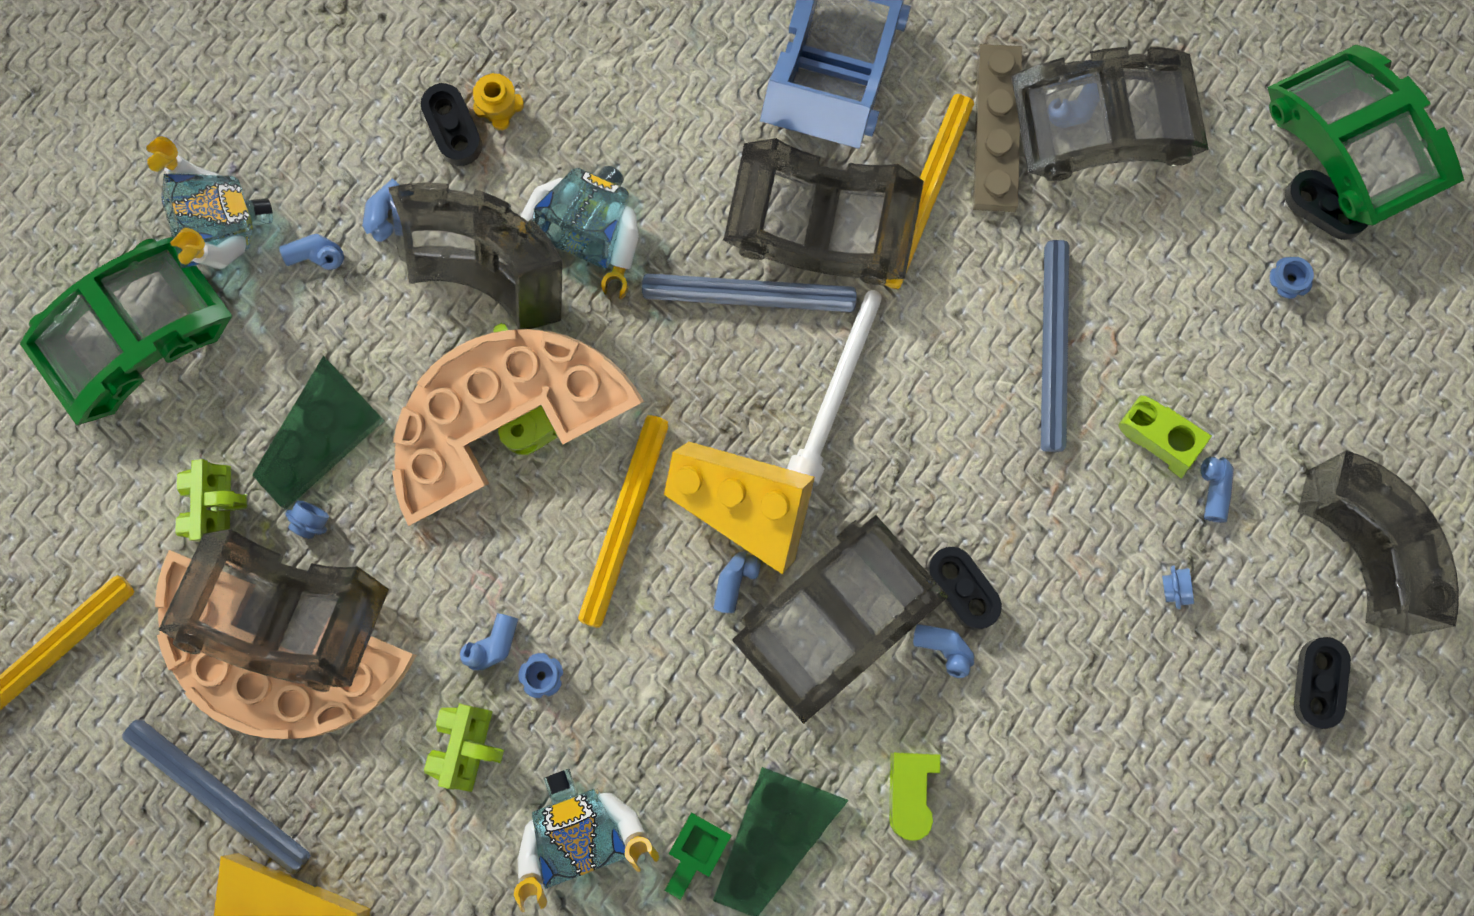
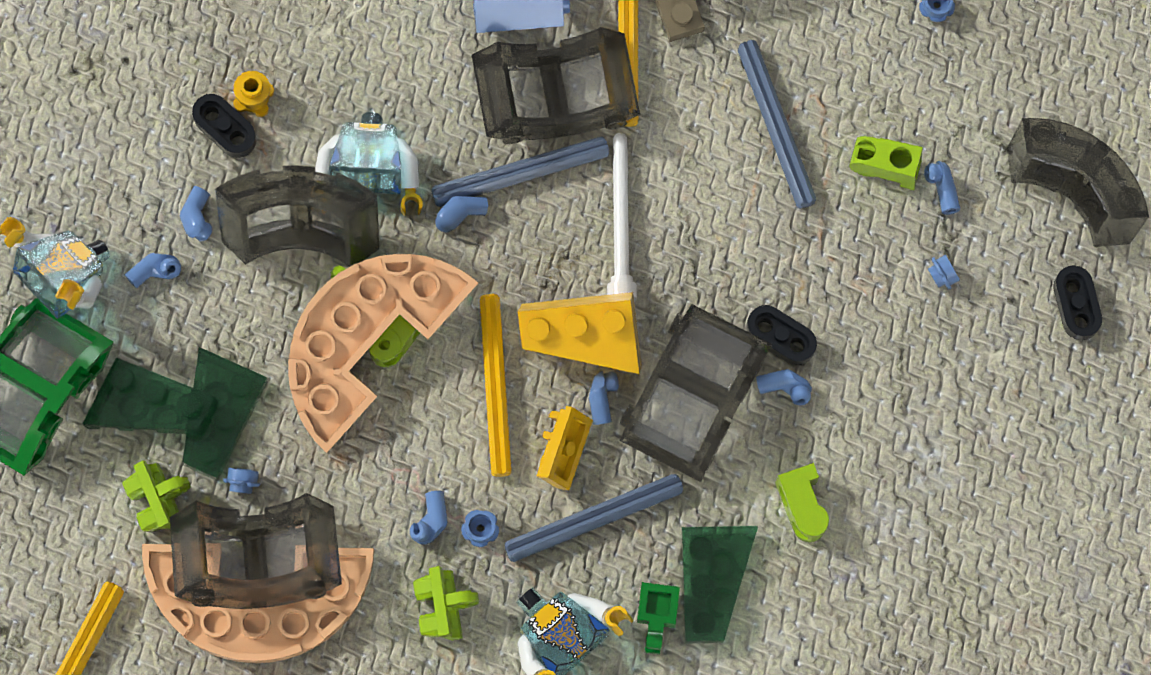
camera: 30 degrees left, 5 degrees down
(244, 395) = (148, 401): none -> clear green wing
(663, 309) = (458, 209): none -> medium blue arm
(668, 623) = (564, 447): none -> yellow plate
(670, 713) = (593, 517): none -> sand blue axle

